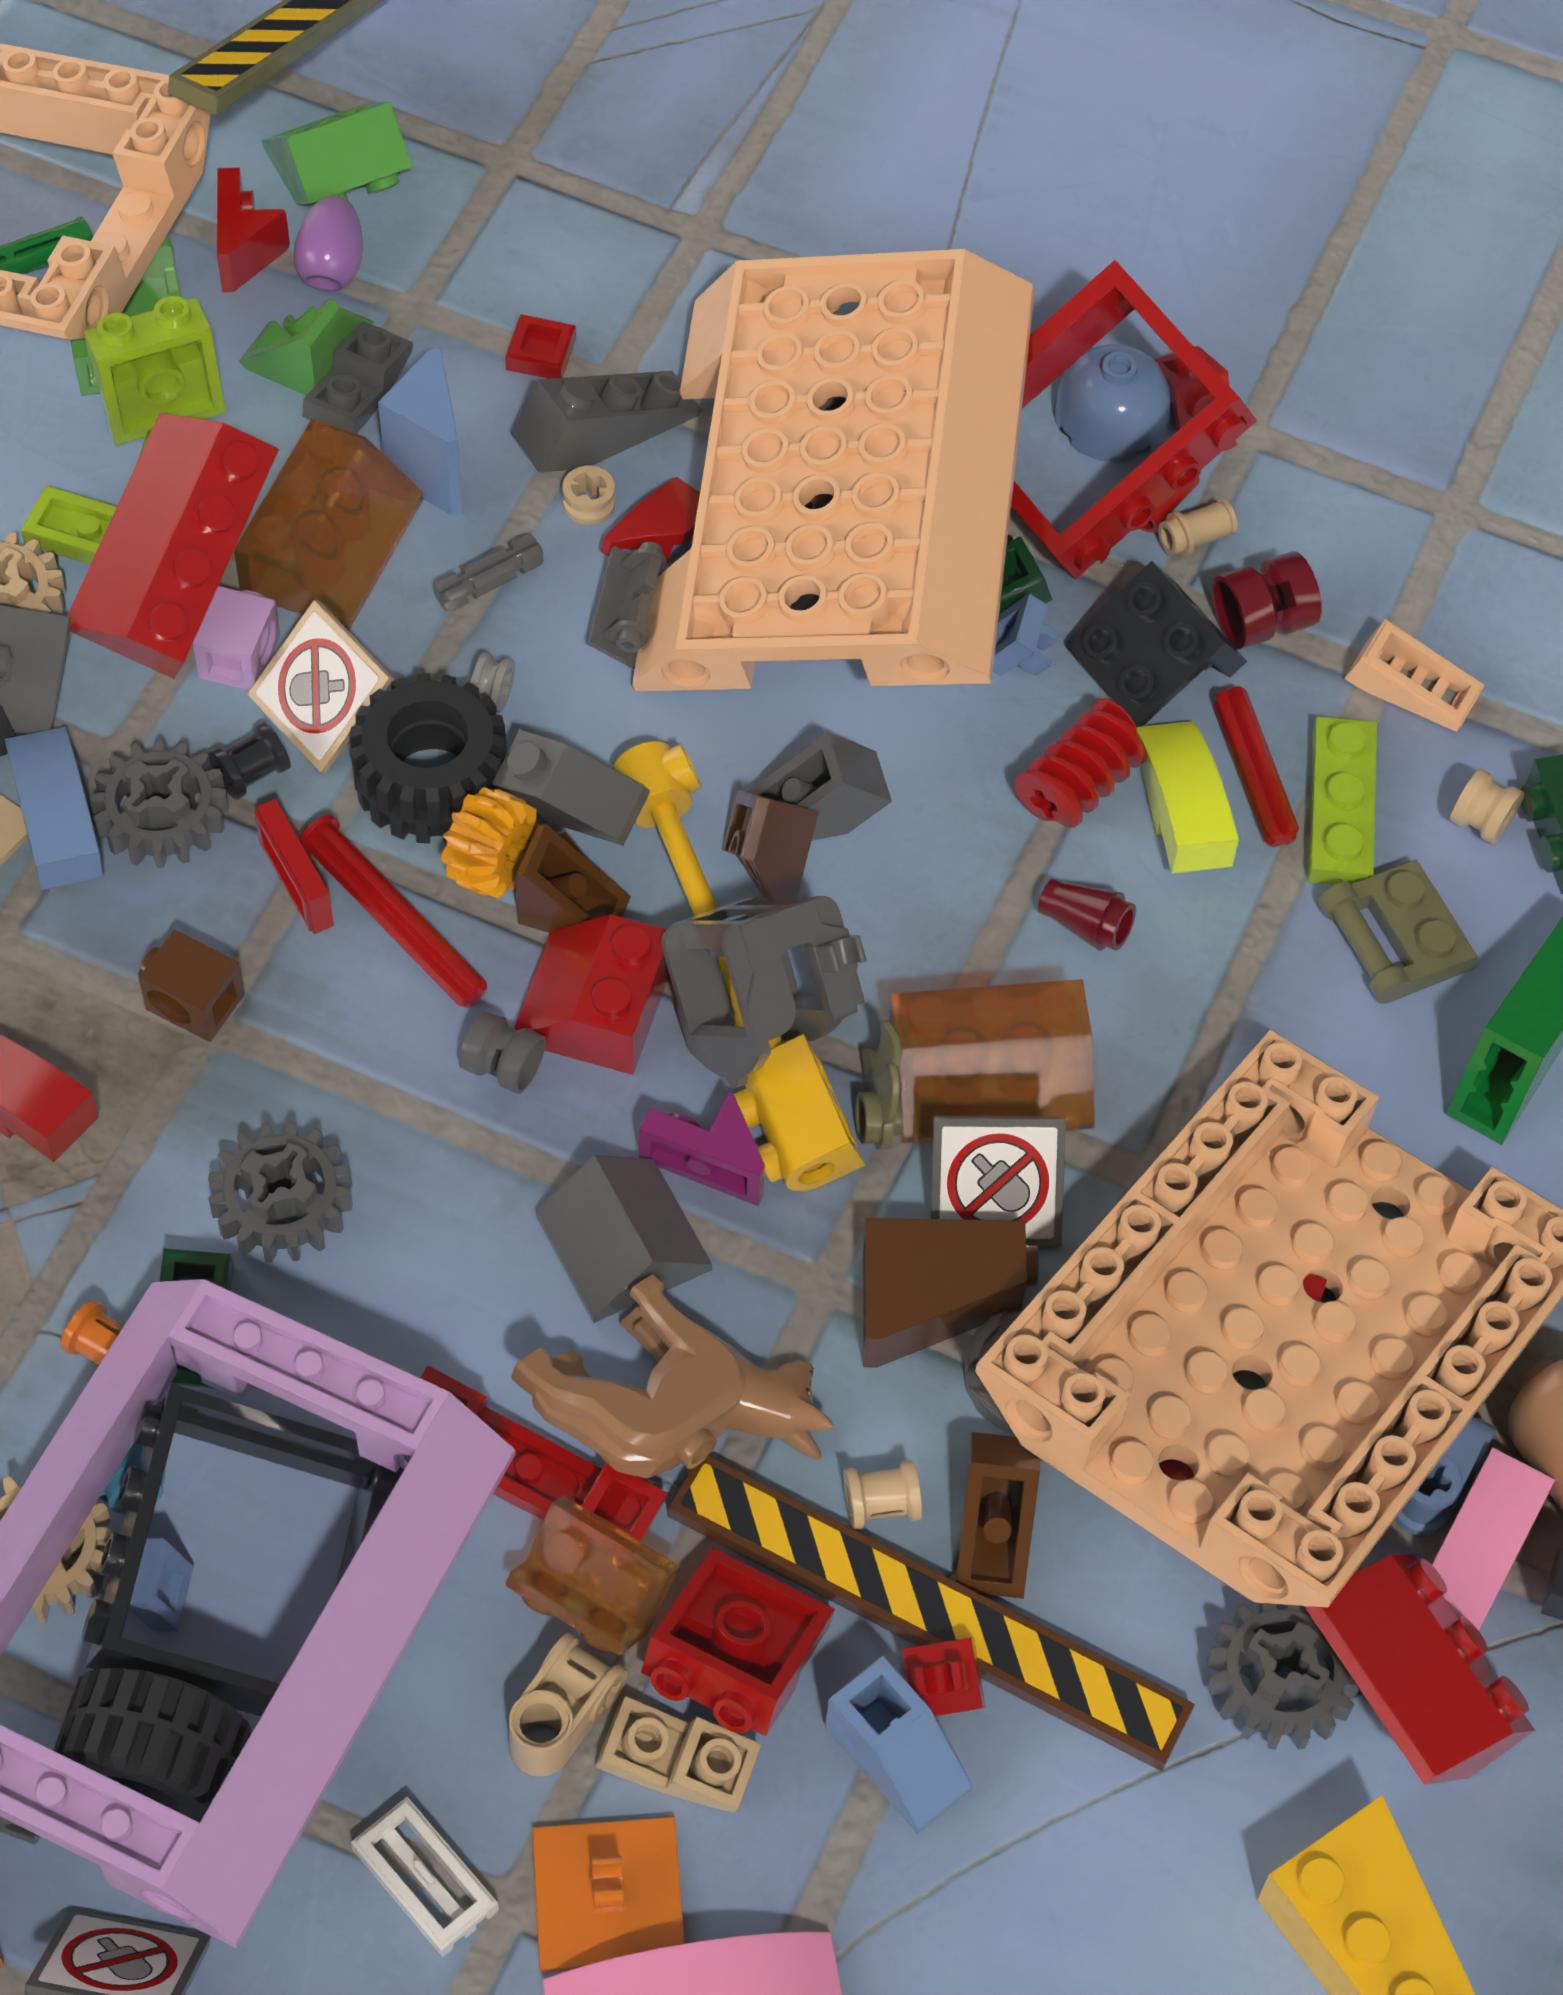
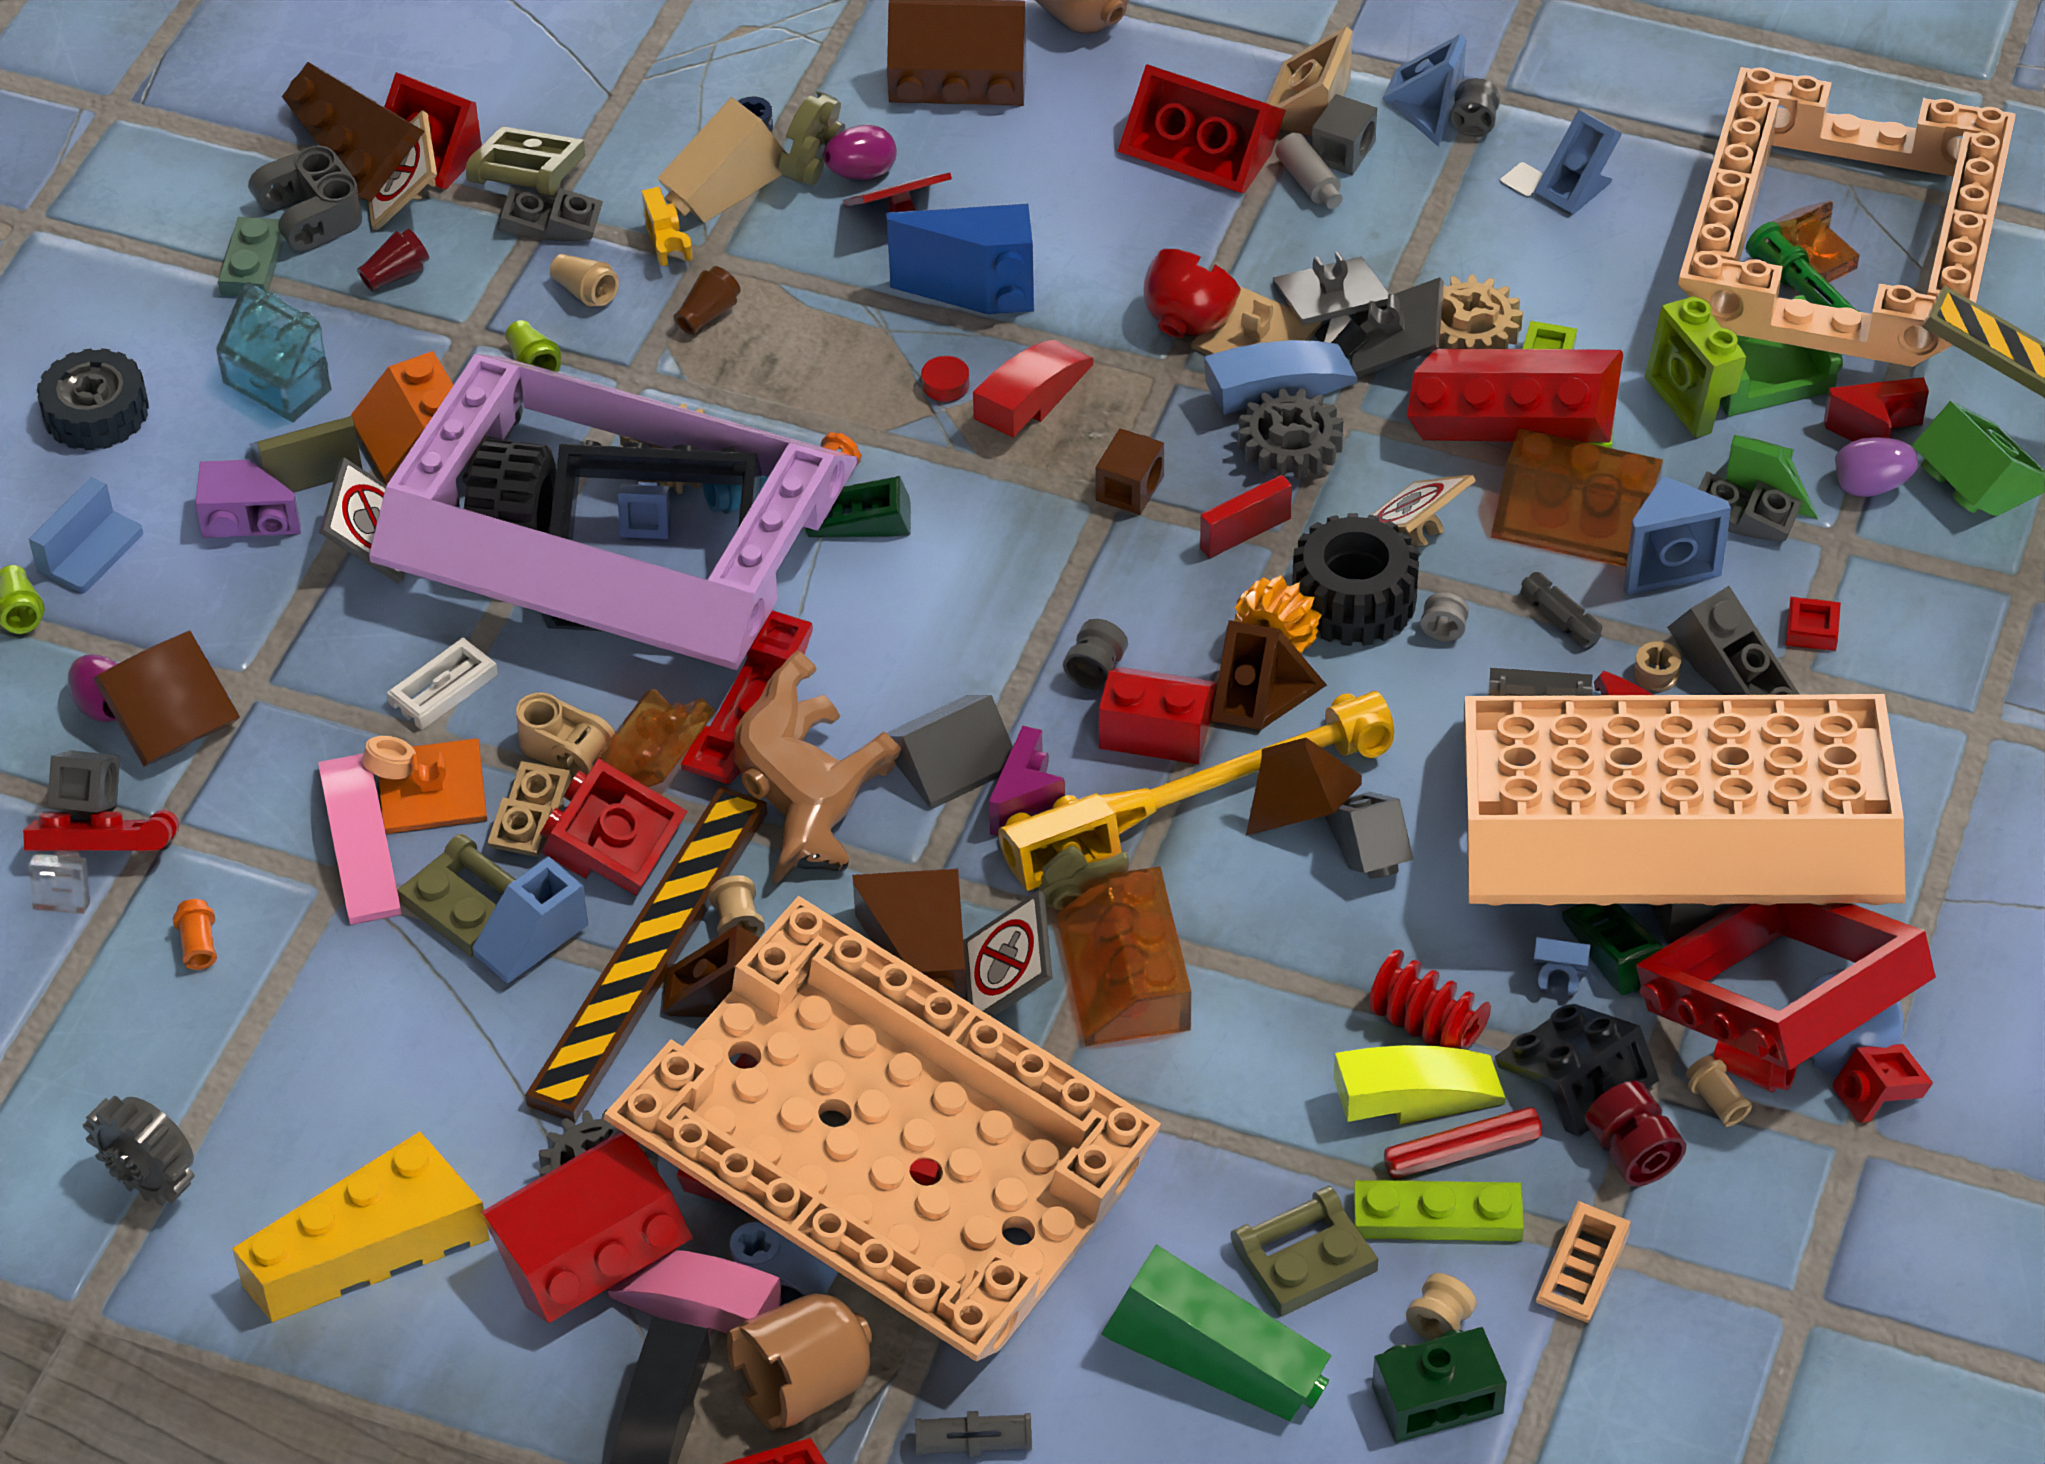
camera: 90 degrees right, 10 degrees down
(236, 638) = (1457, 451): lavender brick -> none
(250, 760) = (1341, 481): black bush -> none
(280, 1192) = (960, 541): dark grey gear -> none
(392, 911) = (1218, 581): red axle -> none
(571, 787) = (1334, 656): dark grey slope -> none
(579, 1939) = (388, 757): none -> light nougat tile
(755, 946) = (1172, 754): dark grey animal -> none
(833, 1858) = (449, 901): none -> olive plate
(946, 1675) = (587, 951): red tile -> none
(1090, 913) = (1281, 1024): dark red cone -> none

